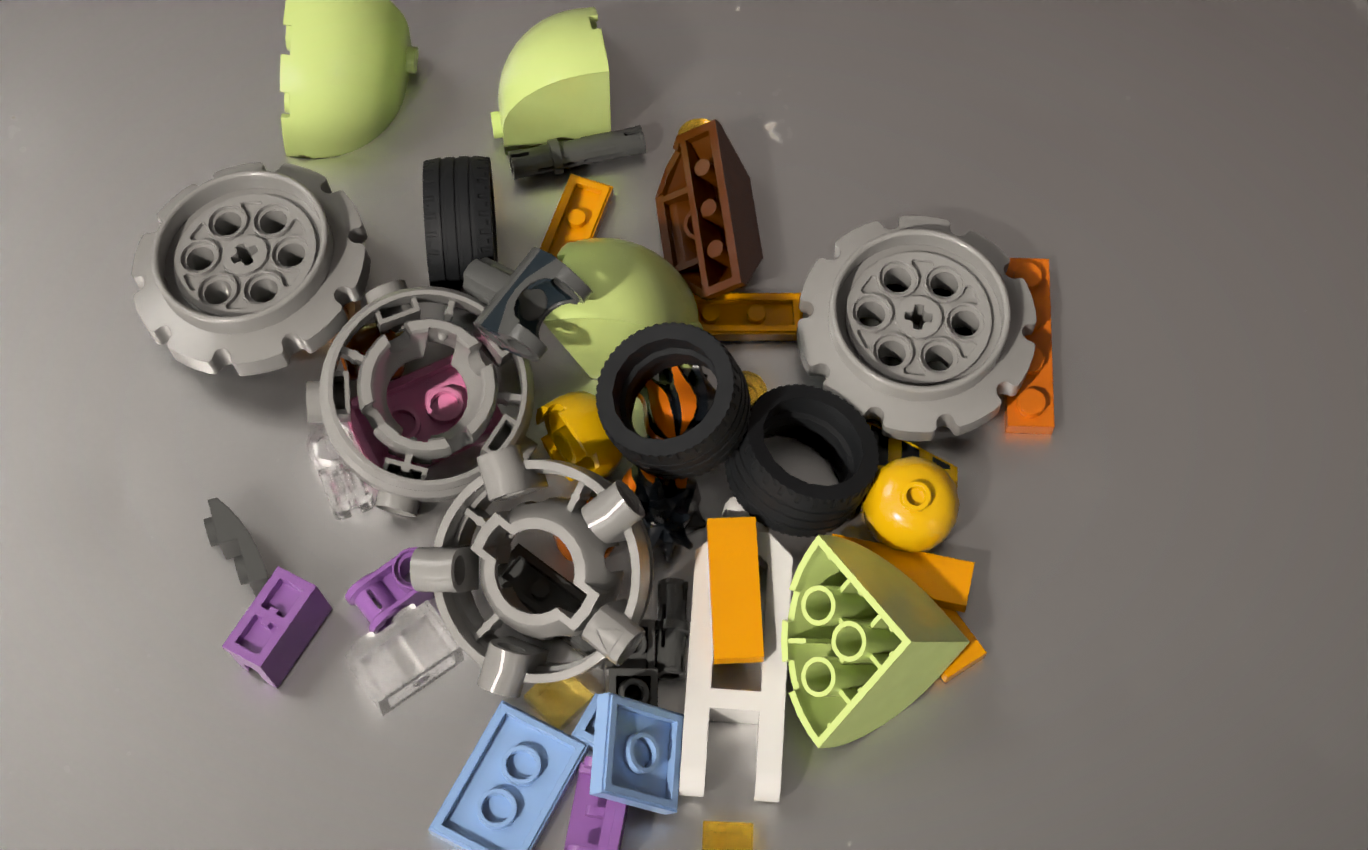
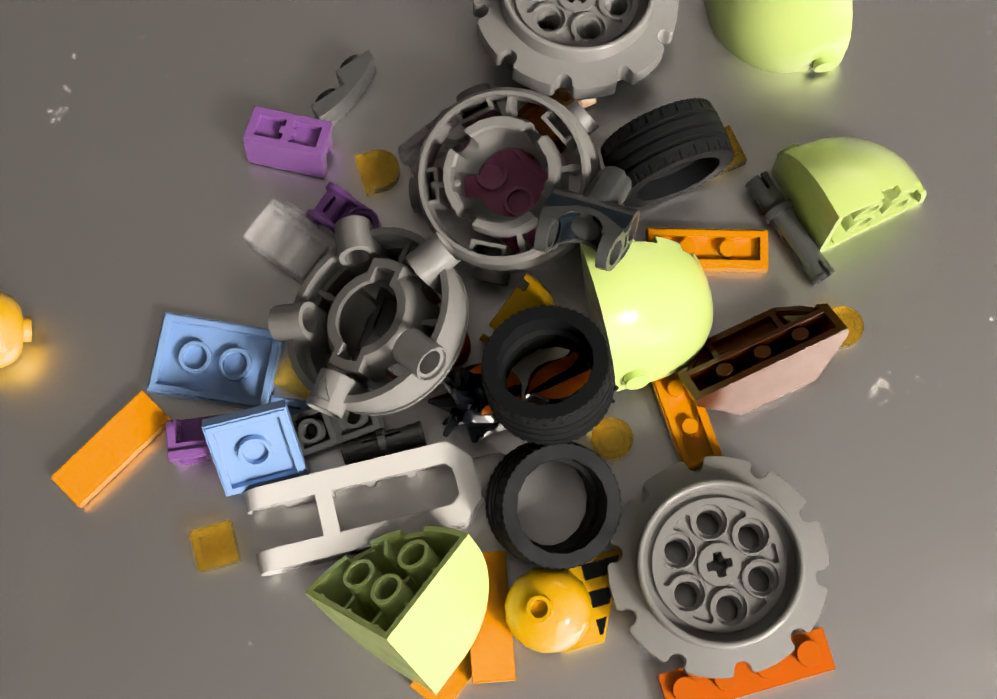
camera: 80 degrees right, 10 degrees up
(347, 545) = (378, 170): none -> clear yellow tile
(735, 590) = (417, 482): light orange tile -> none

